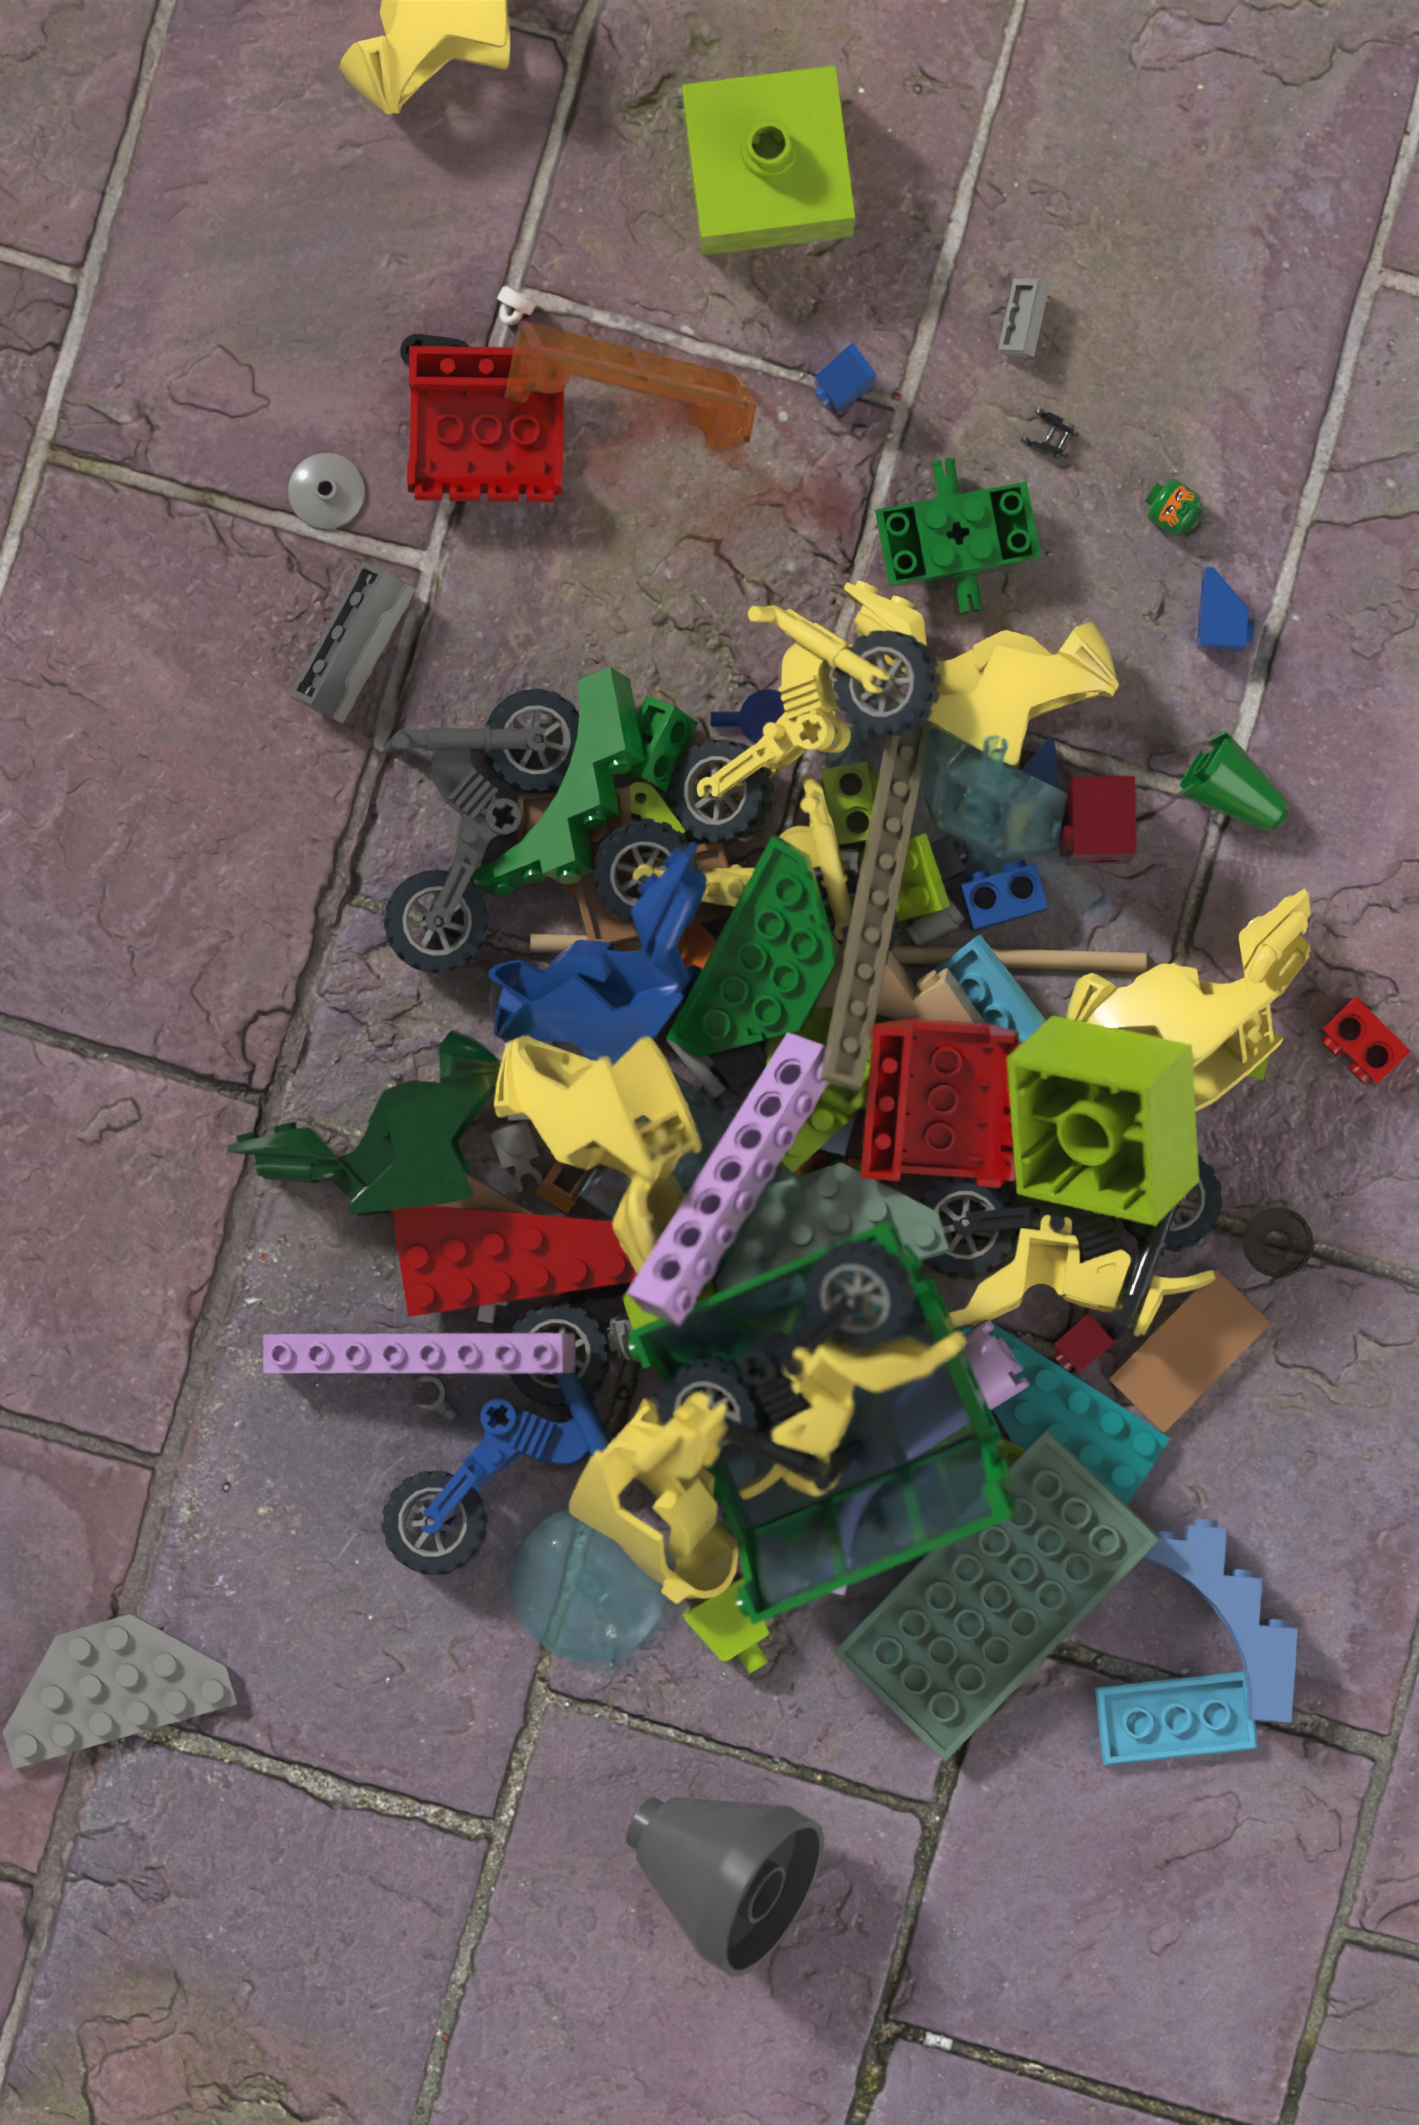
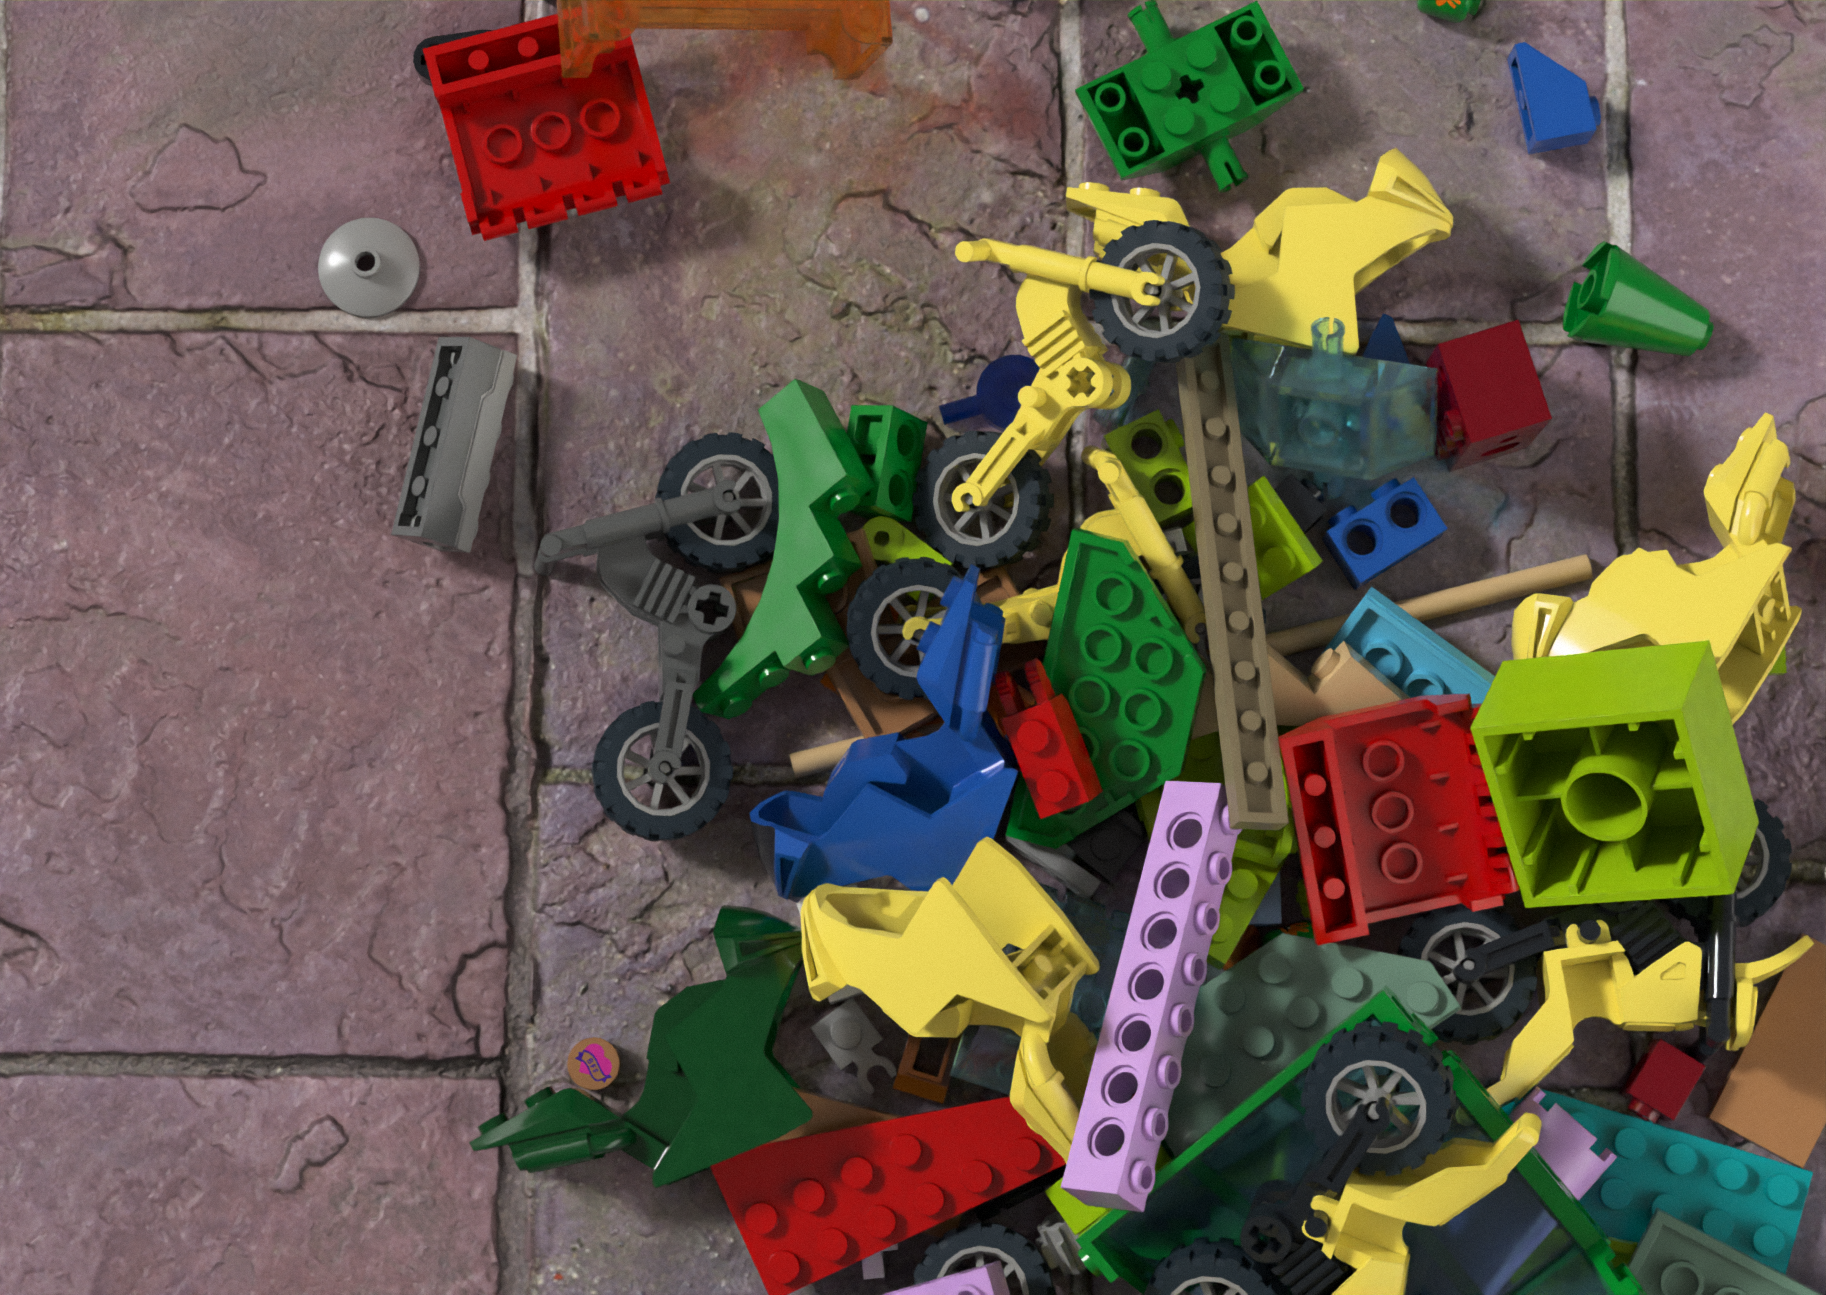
camera: 20 degrees left, 5 degrees down
(329, 1115) = (594, 1064): none -> medium nougat tile
(711, 982) = (1047, 743): none -> red hinge
(936, 924) = (1307, 593): light grey cone -> none

